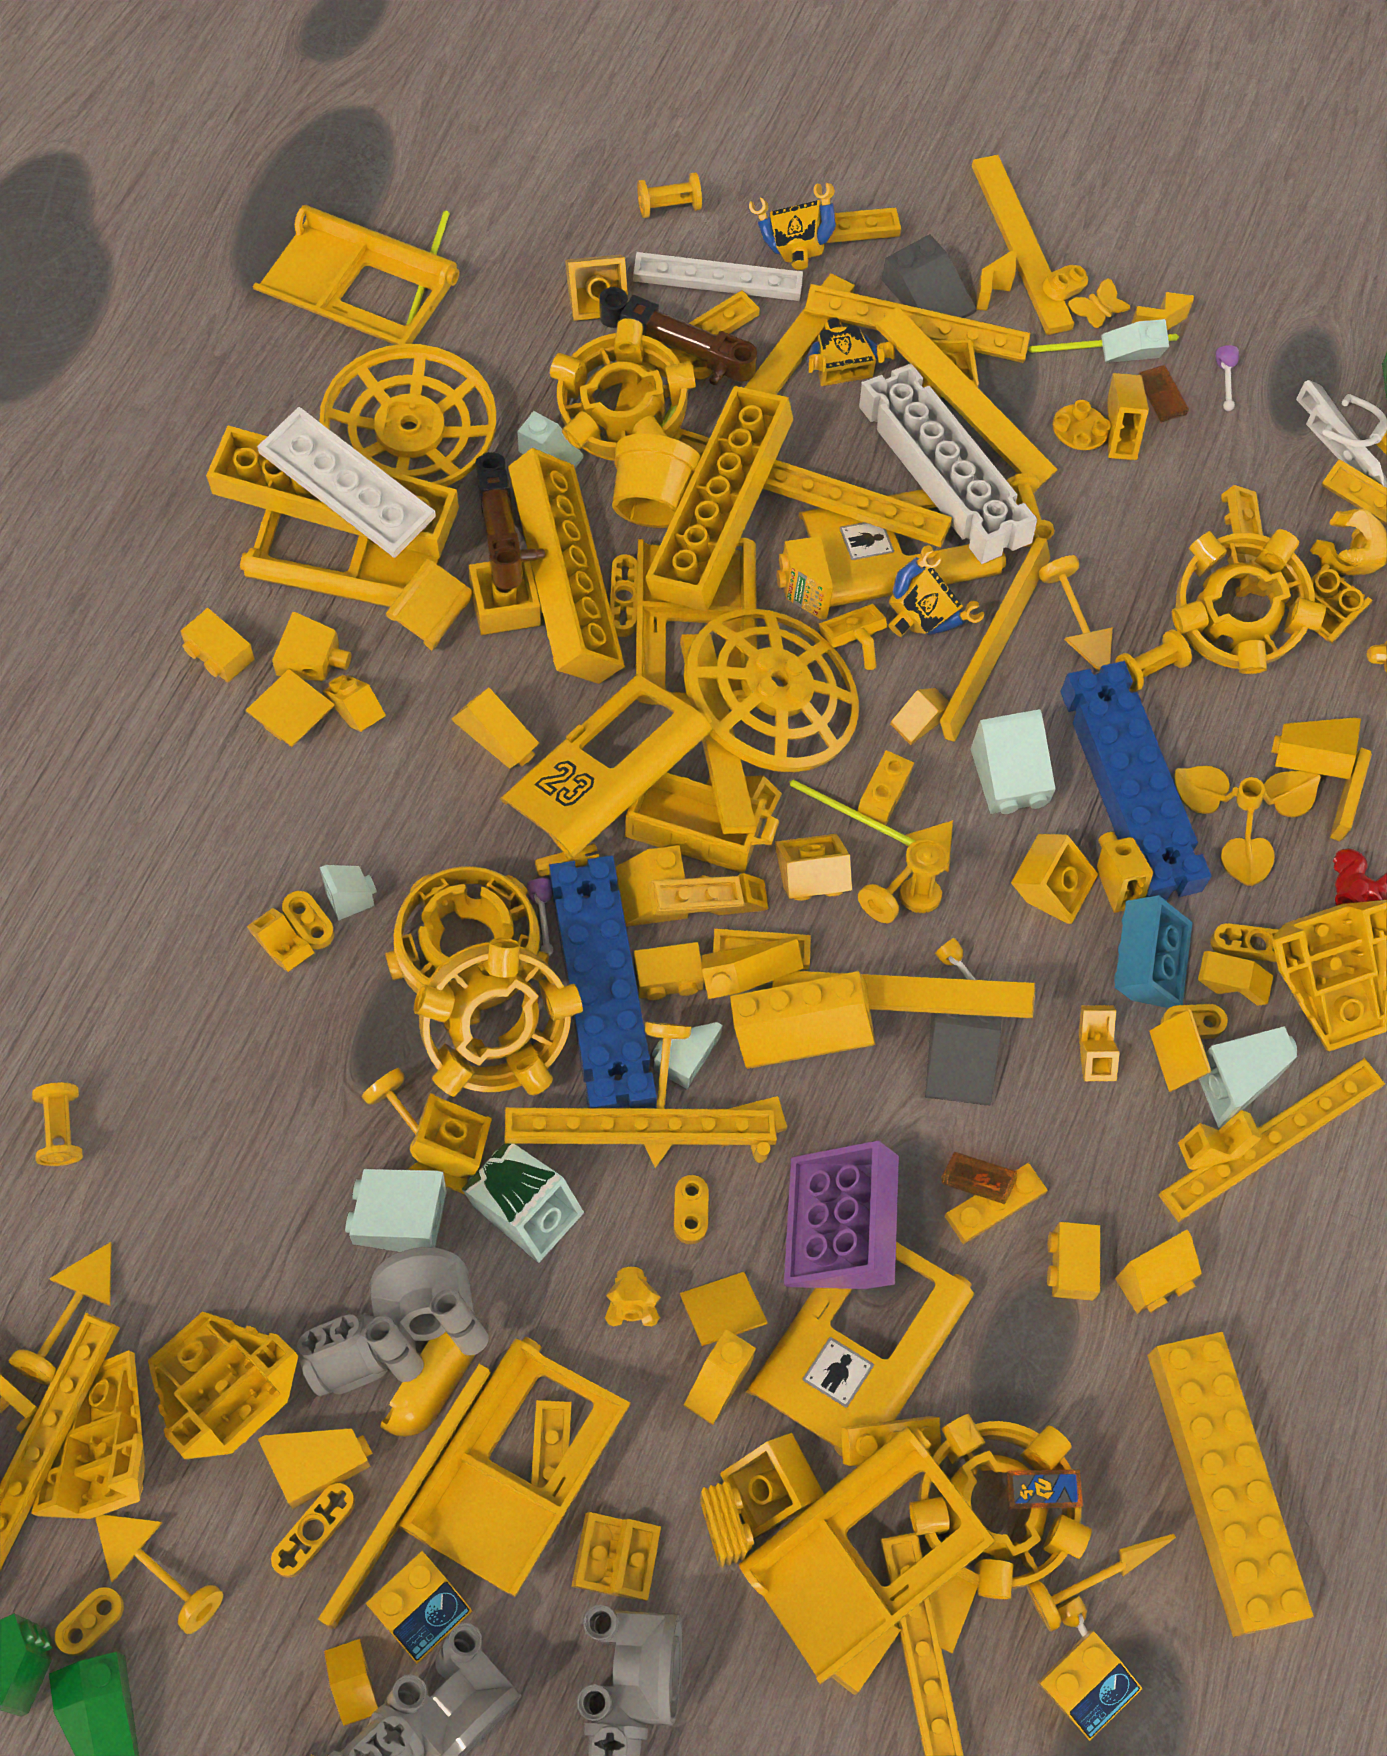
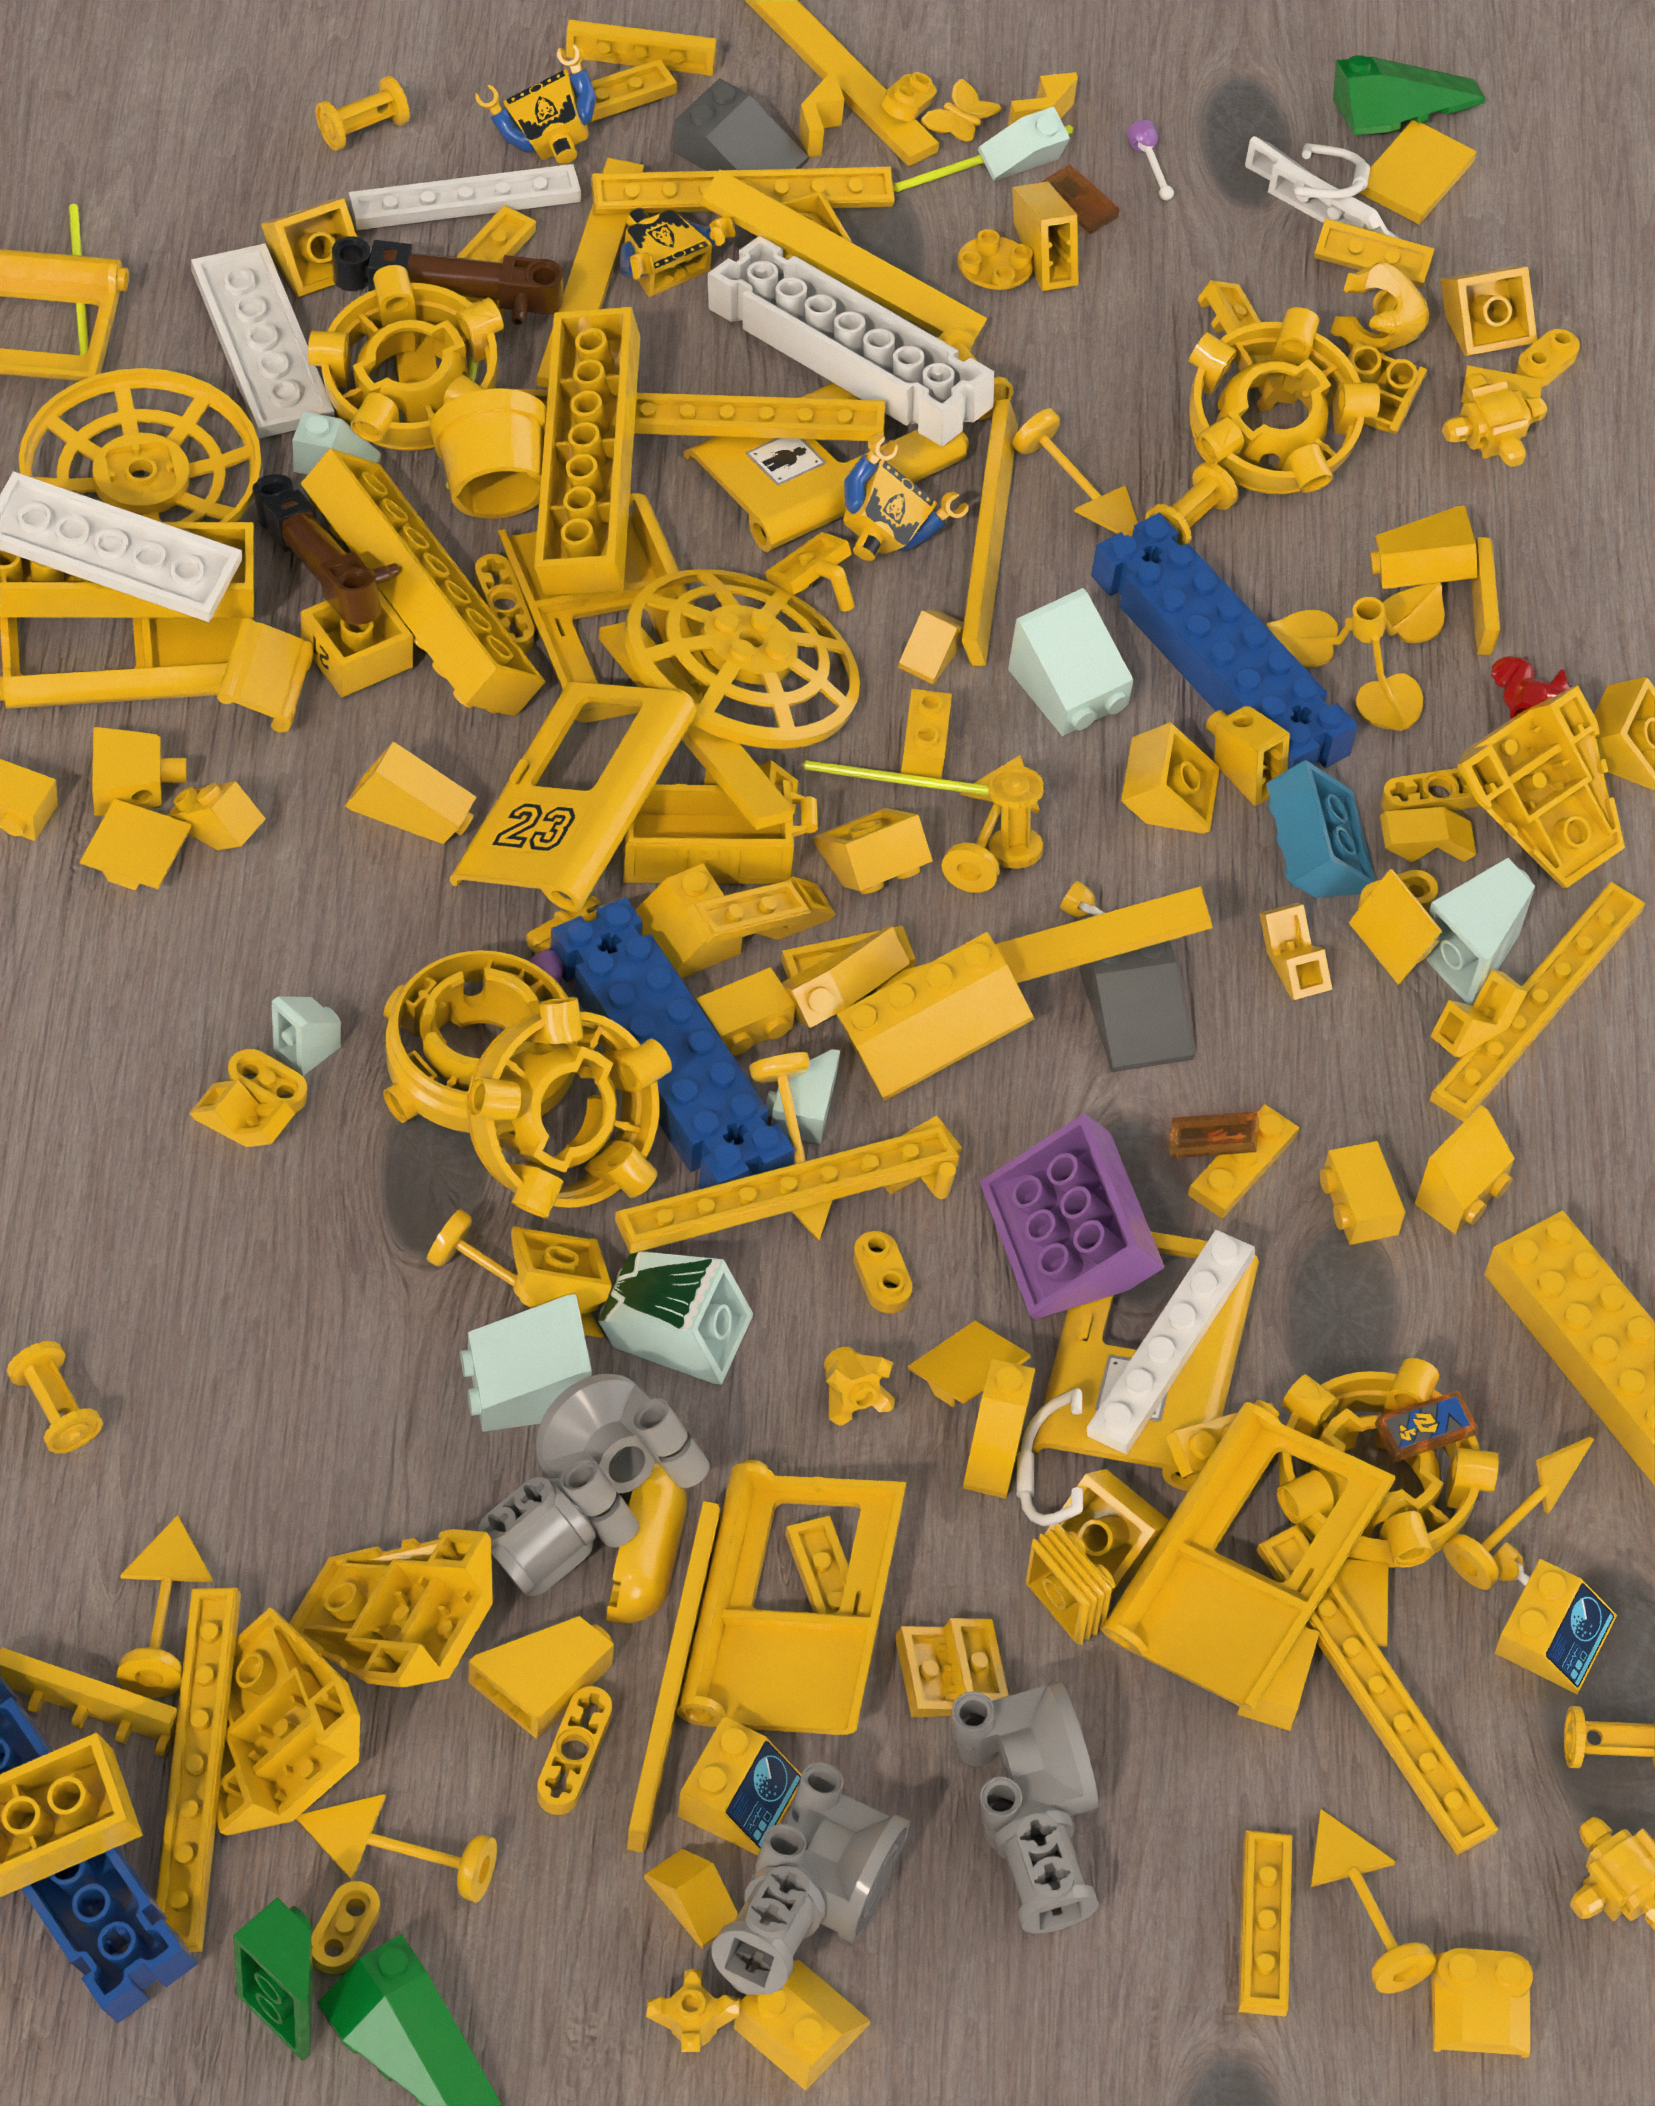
camera: 20 degrees left, 10 degrees down
(531, 344) = (260, 338): none -> white plate
(734, 1409) = (1025, 1464): none -> white piece
(806, 575) = (730, 518): yellow slope -> none
(878, 1345) = (1170, 1342): none -> white plate
(886, 195) = (641, 46): none -> yellow hinge

